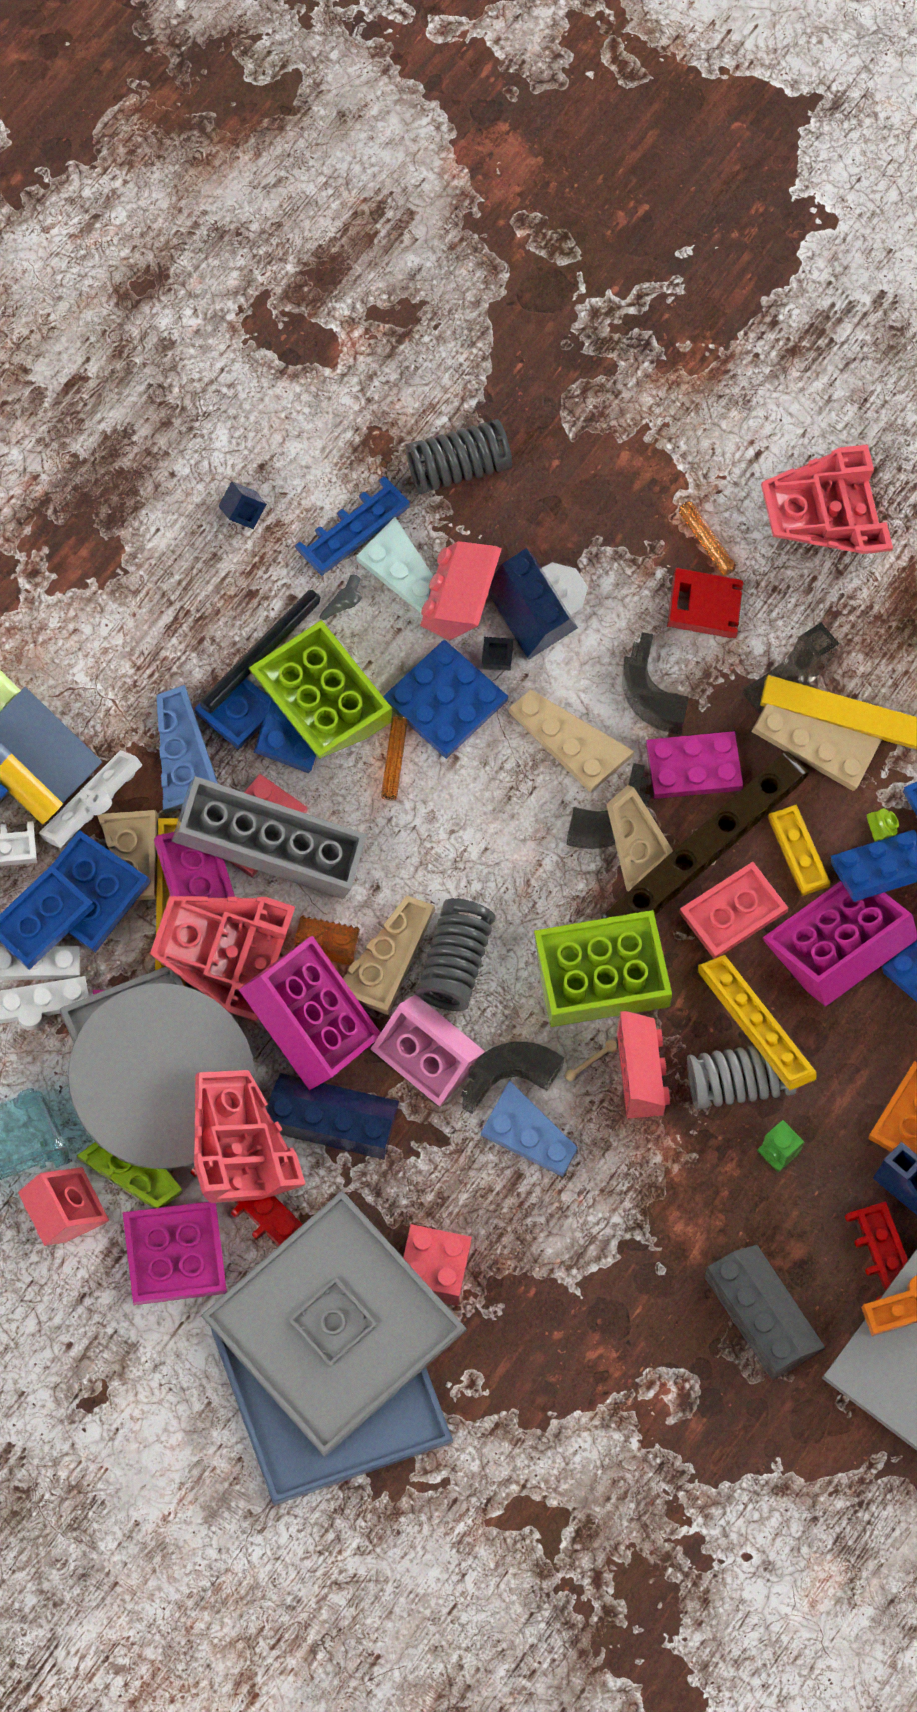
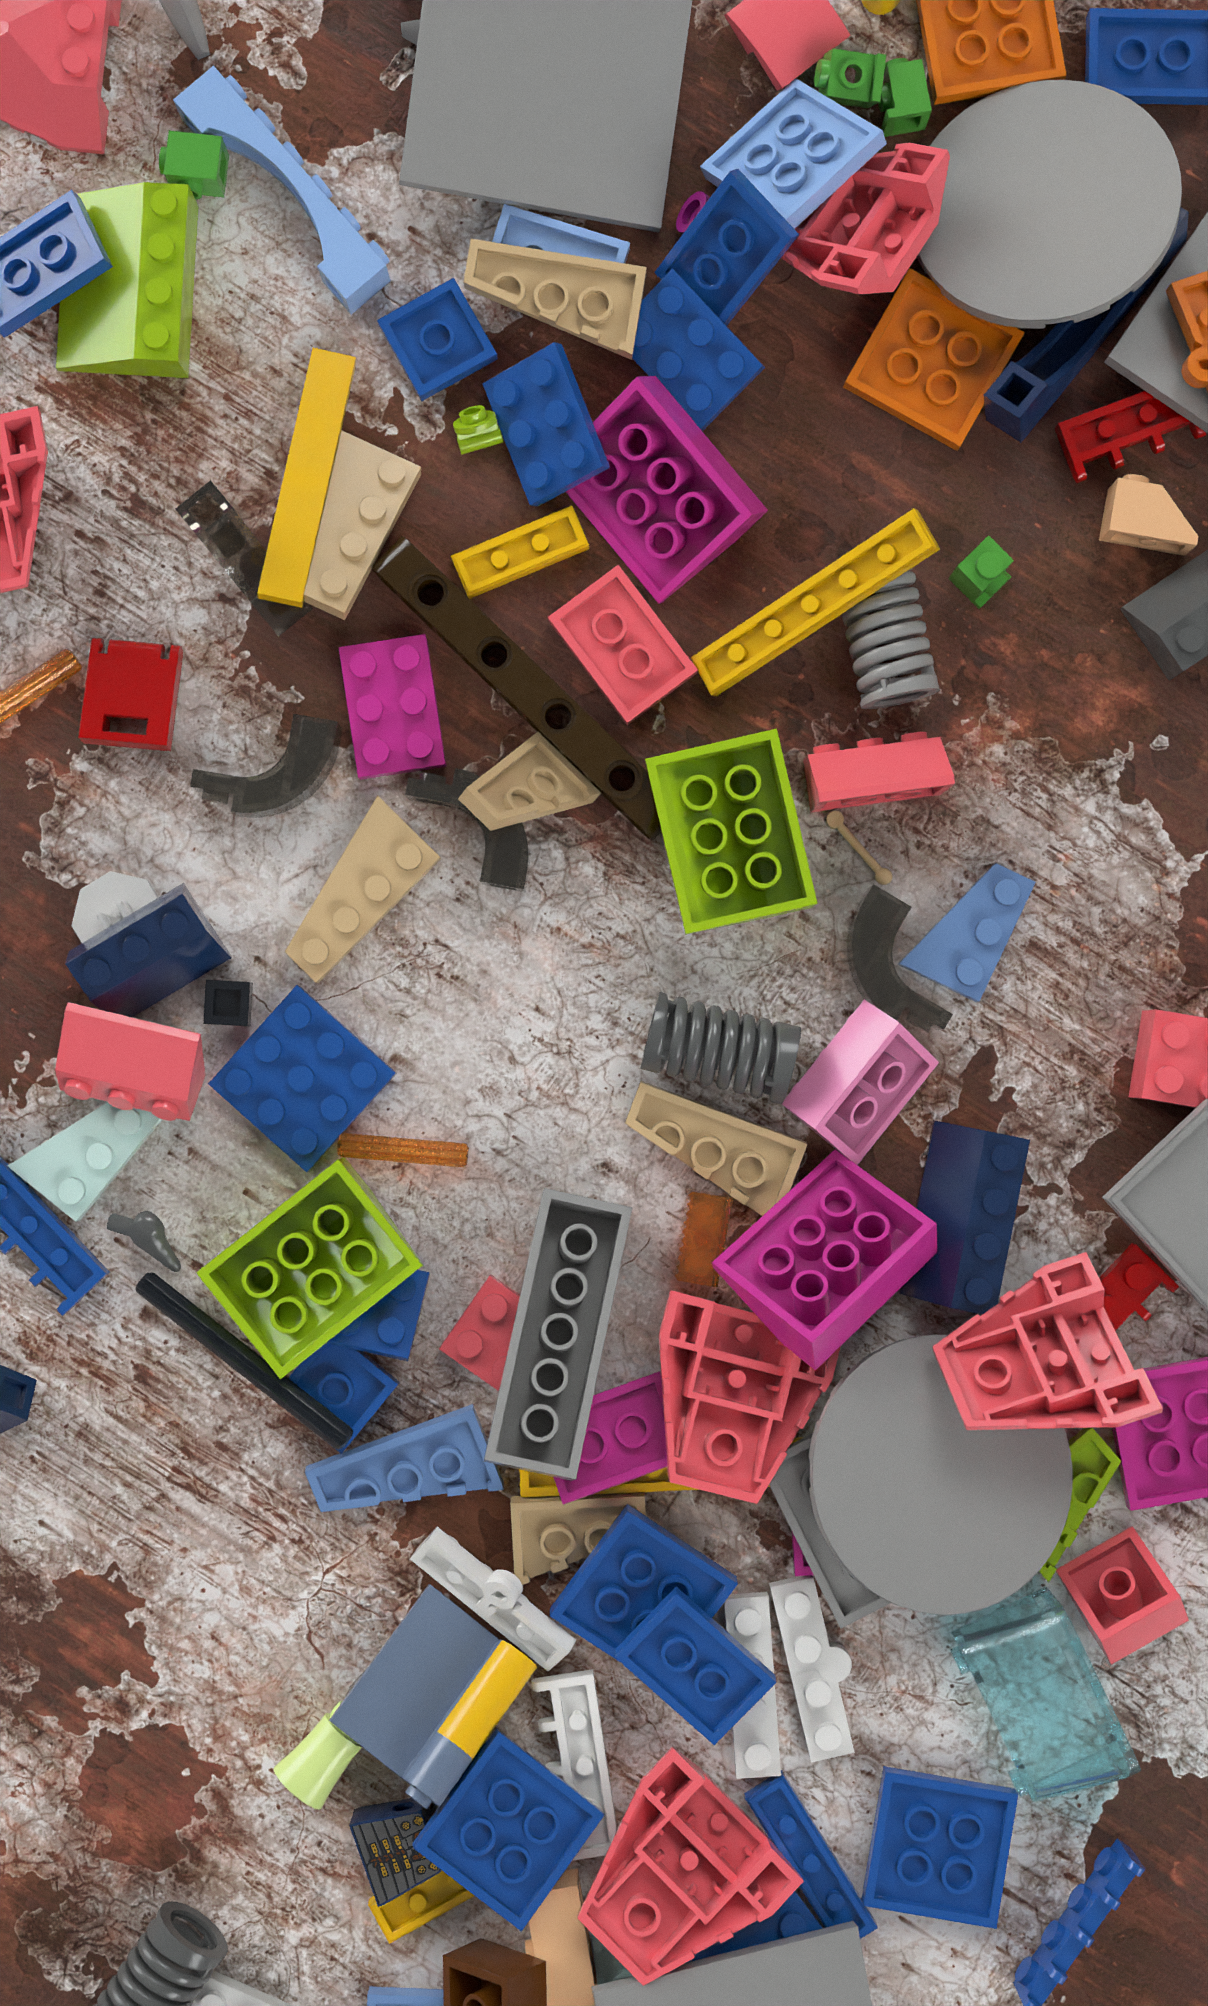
camera: 90 degrees left, 20 degrees up
(820, 1256) = (1145, 517): none -> light nougat slope

